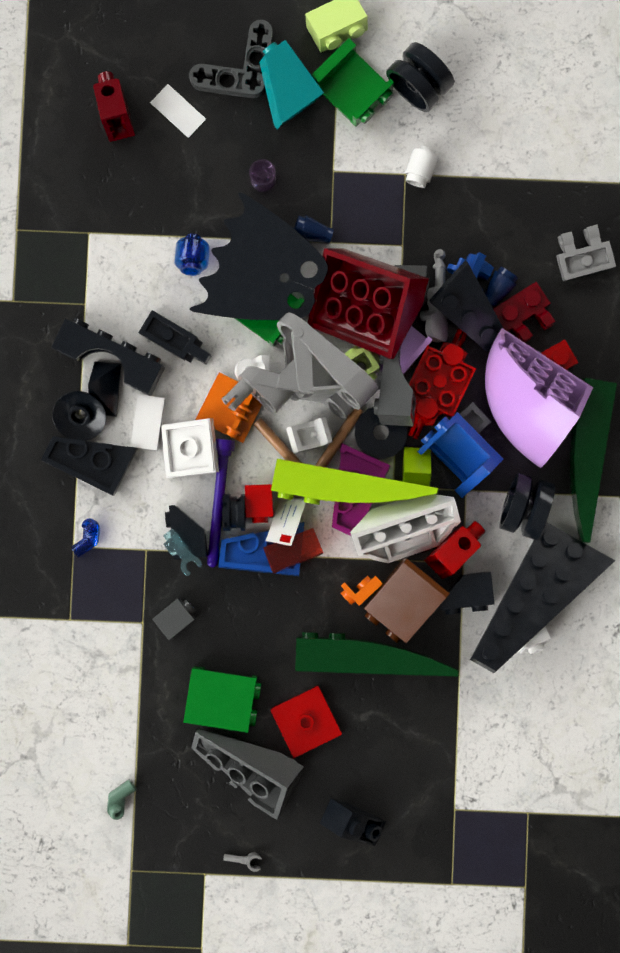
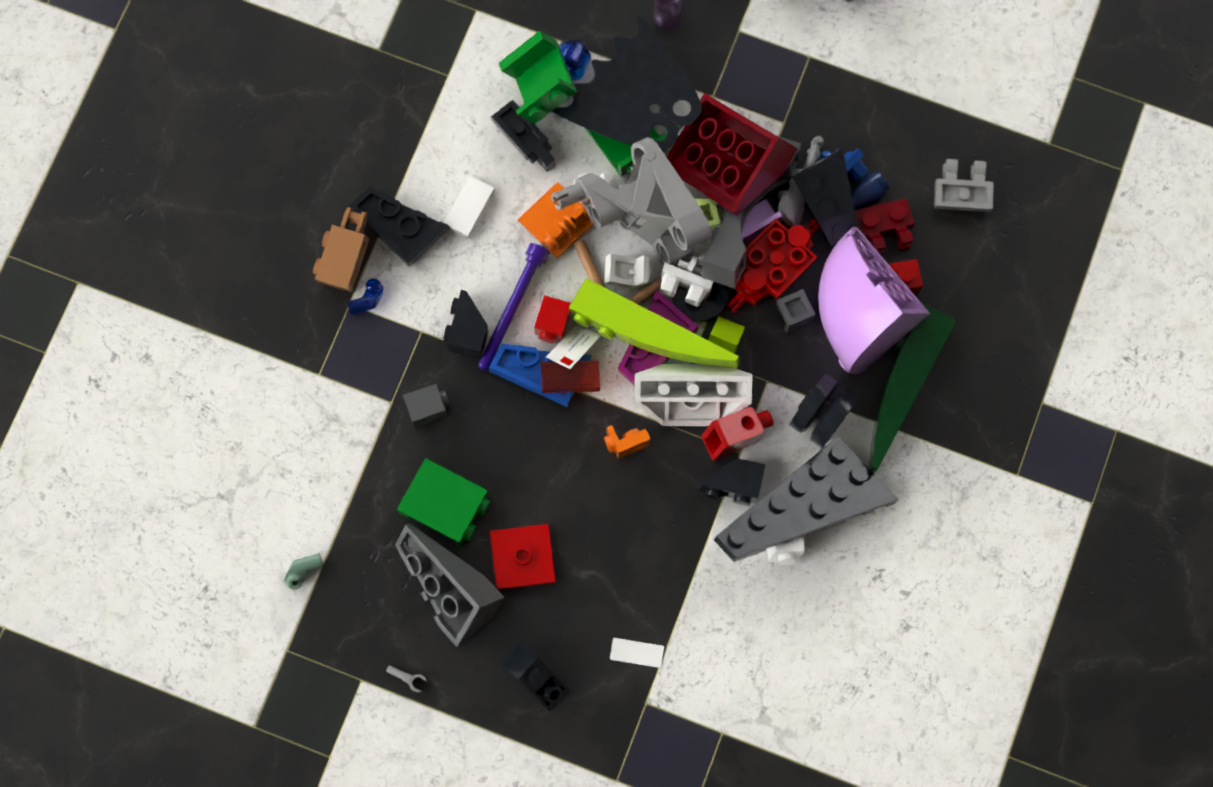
camera: 15 degrees right, 10 degrees down
(51, 506) = (342, 252): none -> medium nougat brick
(78, 342) = (430, 107): black arch -> none
(79, 426) = (390, 179): black dish -> none
(105, 385) = (437, 161): black slope -> none
(170, 281) = (539, 75): none -> green panel
(176, 545) = (454, 328): clear light blue plate -> none
(190, 448) = (502, 244): white tile -> none
(234, 512) = (523, 320): black wheel -> none
(313, 230) = (700, 77): dark blue cone -> none
(353, 429) = (687, 276): none -> white hips
(362, 656) = (596, 505): dark green slope -> none
(405, 601) = (667, 464): reddish brown slope -> none
(421, 166) = (827, 52): white brick -> none
(432, 769) = (637, 652): none -> white sticker
(461, 451) = (775, 334): blue panel -> none

